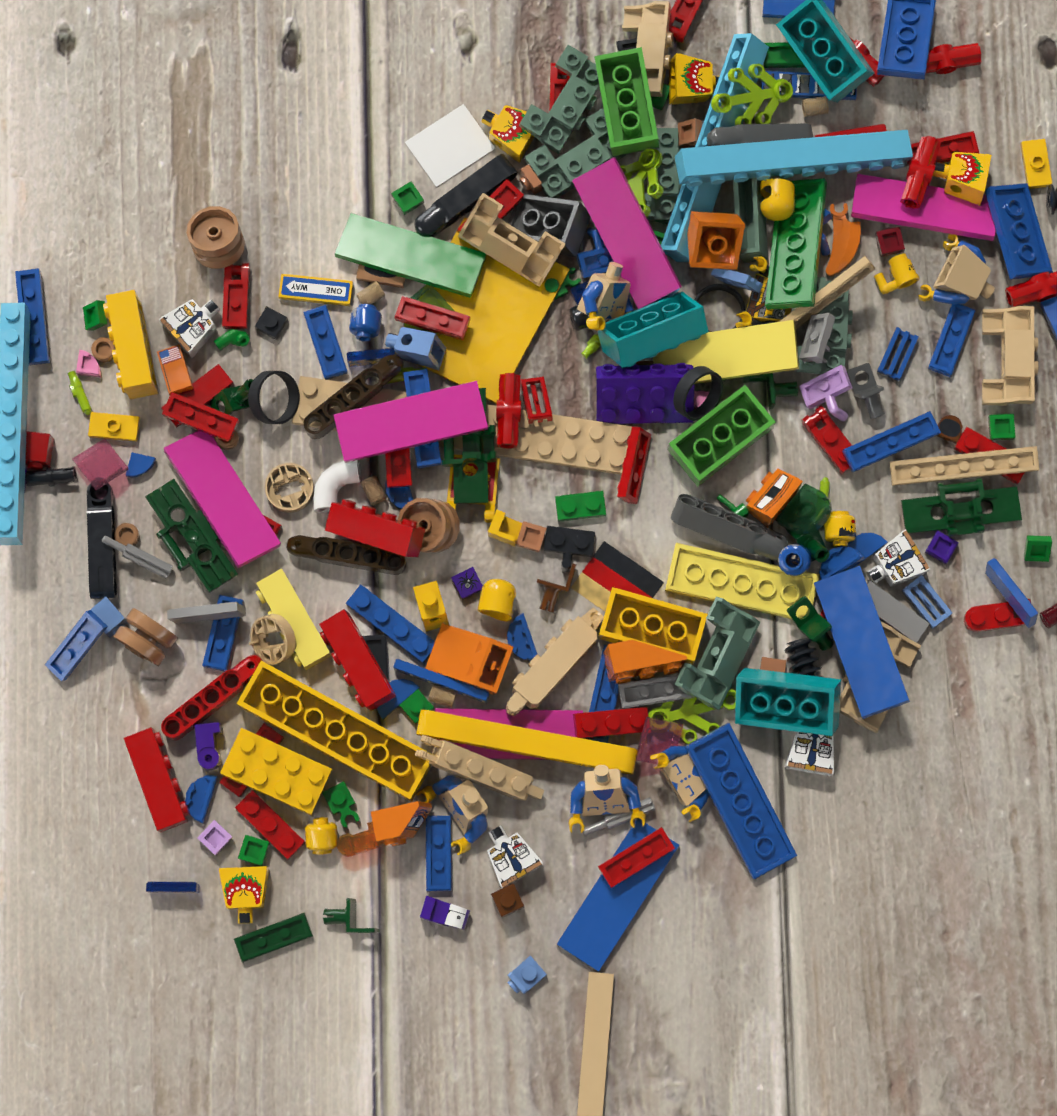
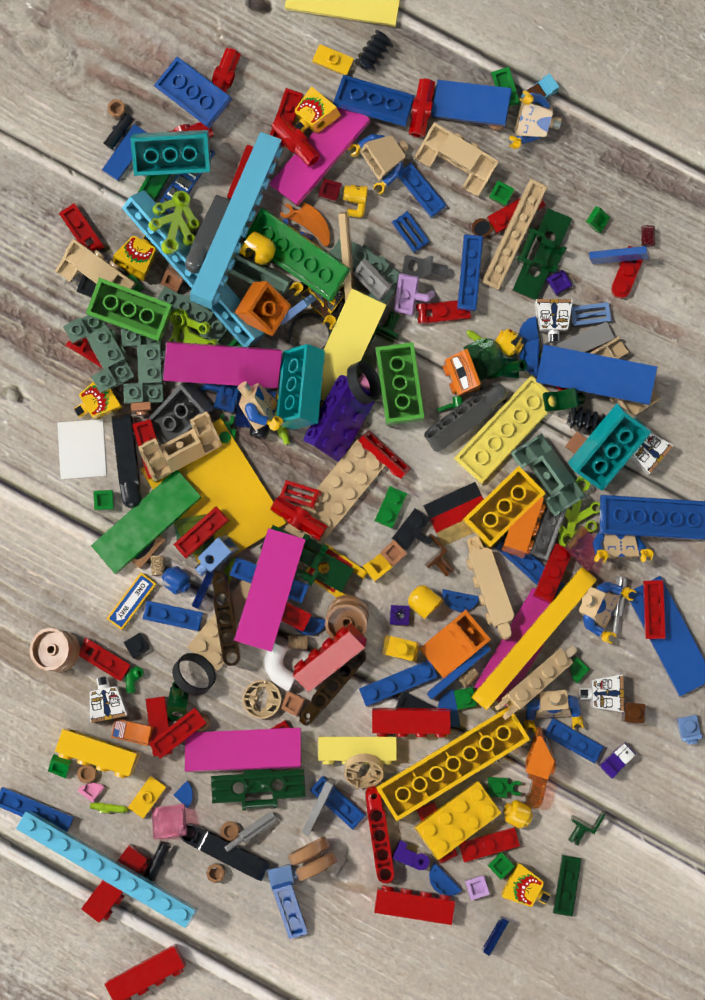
camera: 60 degrees left, 5 degrees up
(72, 545) = (215, 872): none -> medium nougat tile
(303, 523) = (292, 703): none -> nougat tile
(521, 814) = (578, 669): none -> green tile
(786, 562) = (520, 385): blue head -> none
(809, 102) = (206, 182): tan piece -> none

